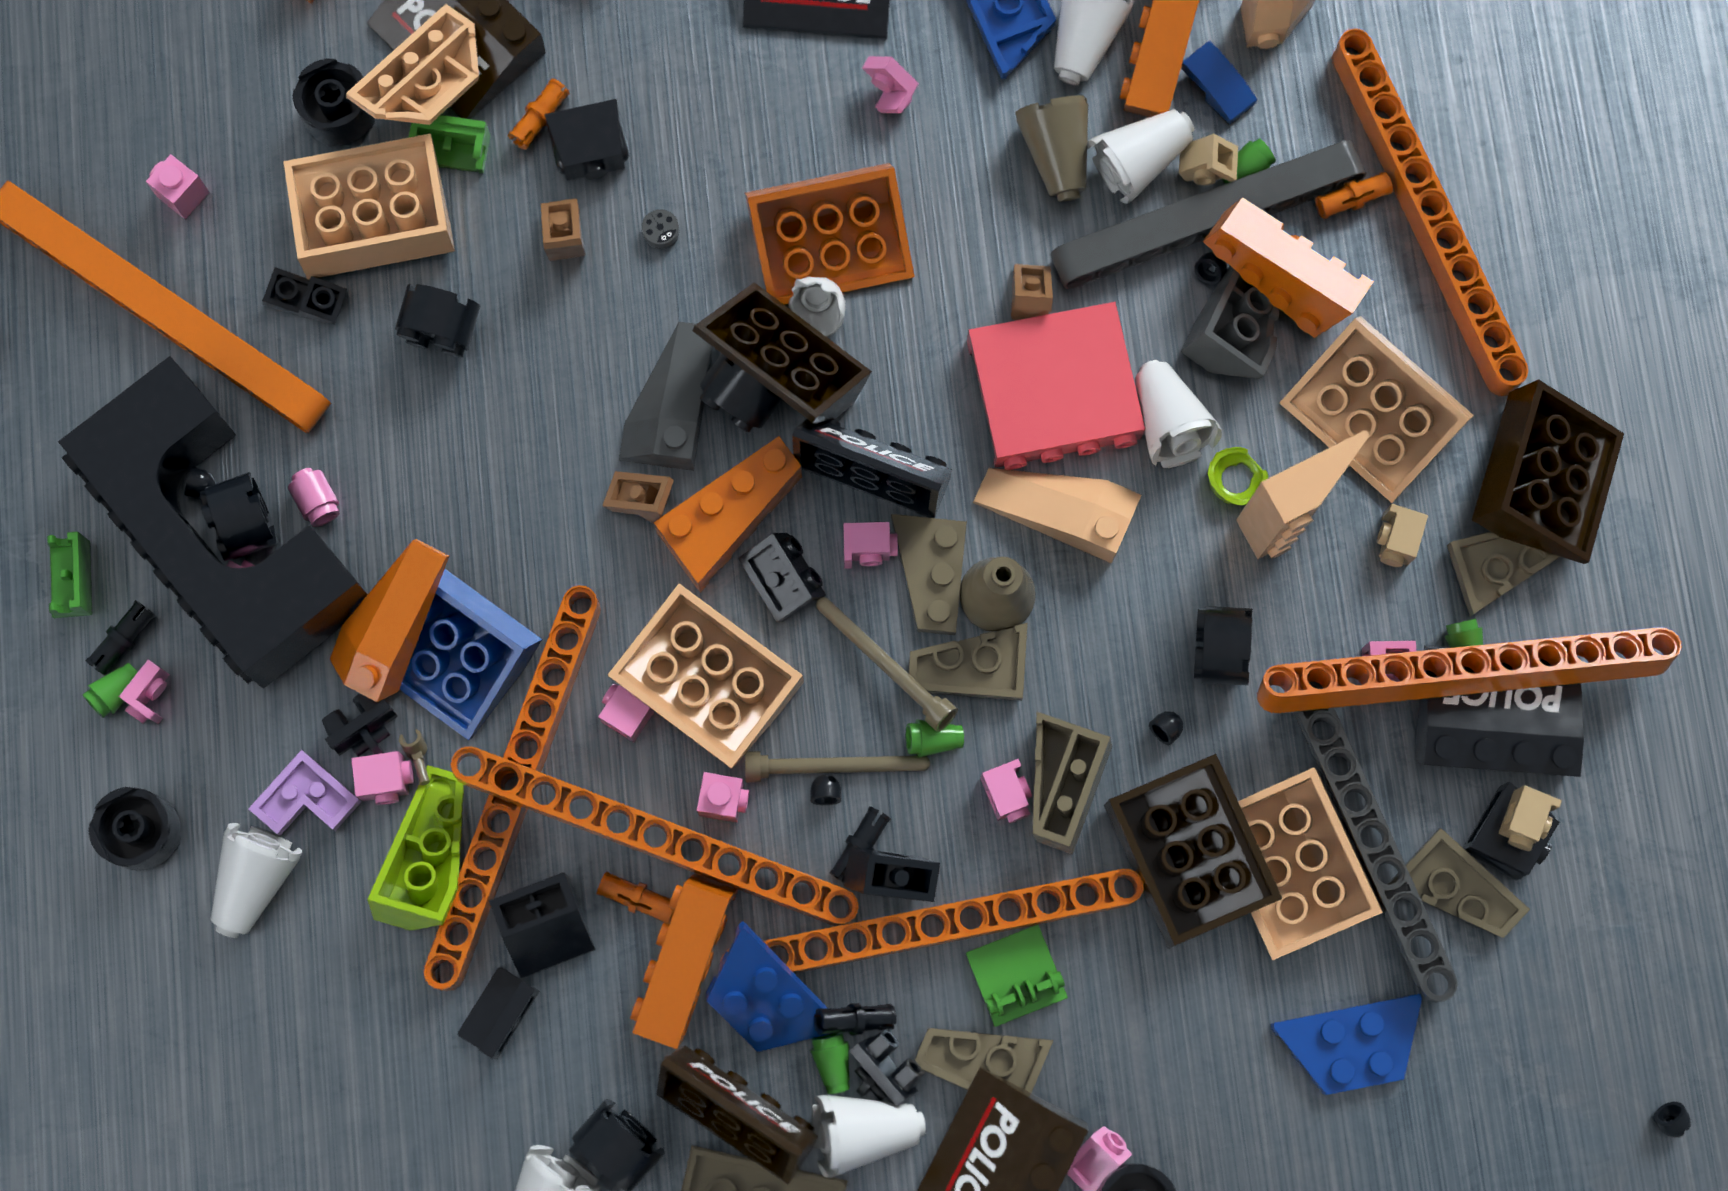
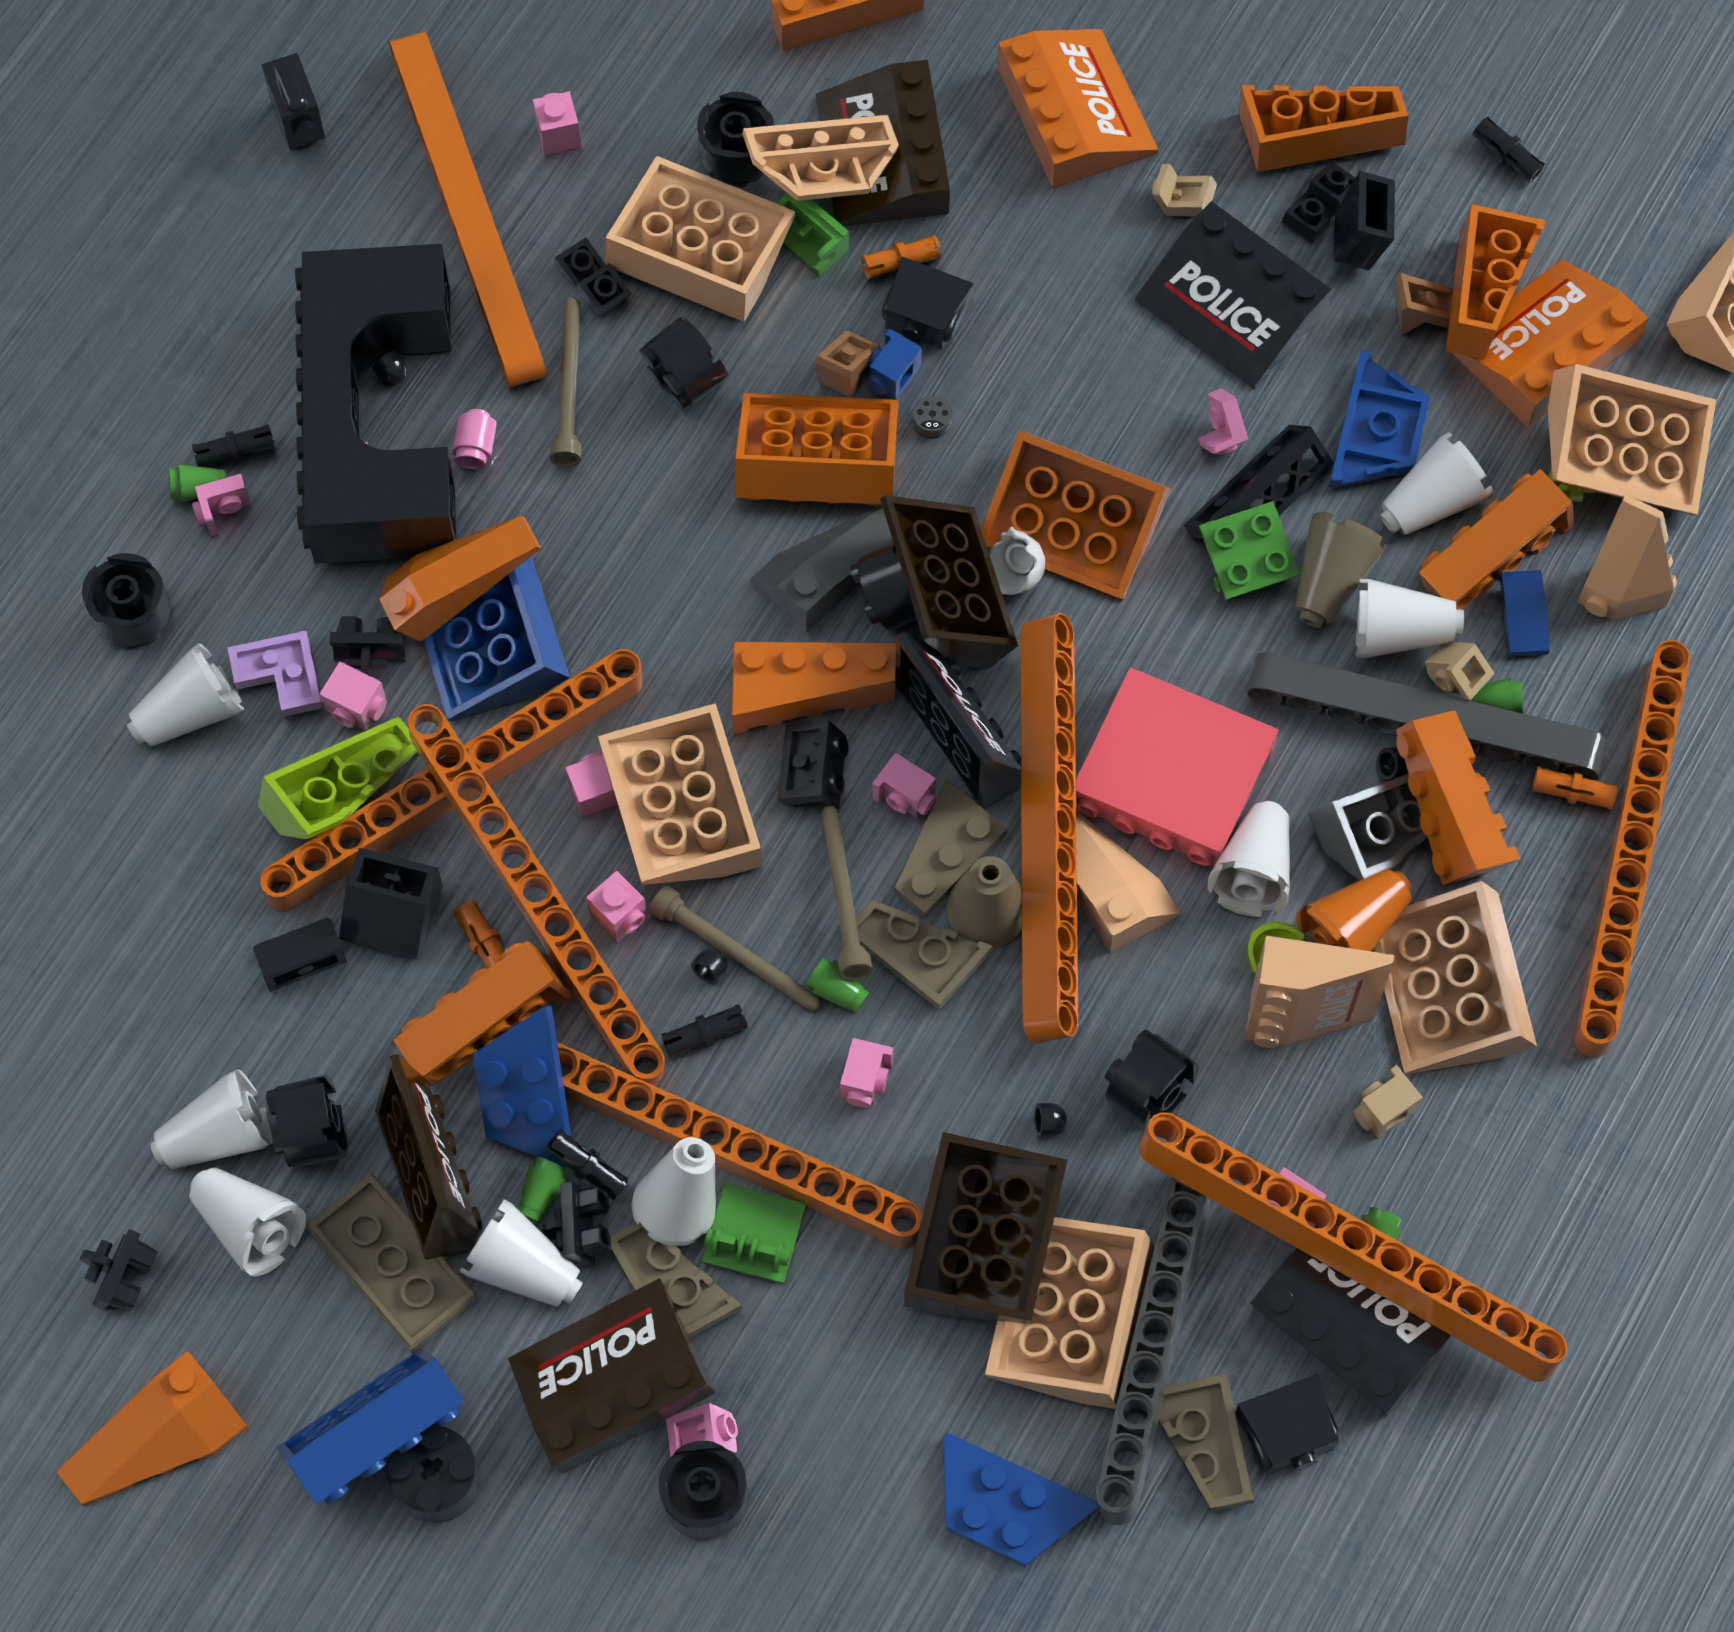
camera: 40 degrees right, 10 degrees down
(70, 576) = (233, 372): bright green hinge -> none
(238, 516) = (400, 410): black brick -> none
(392, 453) = (565, 448): none -> dark tan piece
(415, 752) = (396, 697): dark tan hand -> none
(592, 316) = (816, 448): none -> orange slope
(600, 207) = (893, 365): none -> blue brick
(638, 494) = (743, 616): medium nougat slope -> none
(891, 874) = (709, 1065): black brick -> none
(944, 995) = (678, 1194): none -> white cone
(948, 114) = (1261, 476): none -> black fence
(986, 173) = (1249, 550): none -> bright green hinge
(1004, 501) = (1048, 830): none -> orange beam
(1031, 291) = (1214, 675): medium nougat slope -> none
(1065, 779) = (921, 1097): dark tan wedge -> none
(1279, 411) = (1357, 913): none -> orange cone
(1493, 566) = (1471, 1190): dark tan wing -> none
(1528, 817) = (1306, 1409): tan brick -> none
(1548, 473) = (1566, 1141): dark brown slope -> none

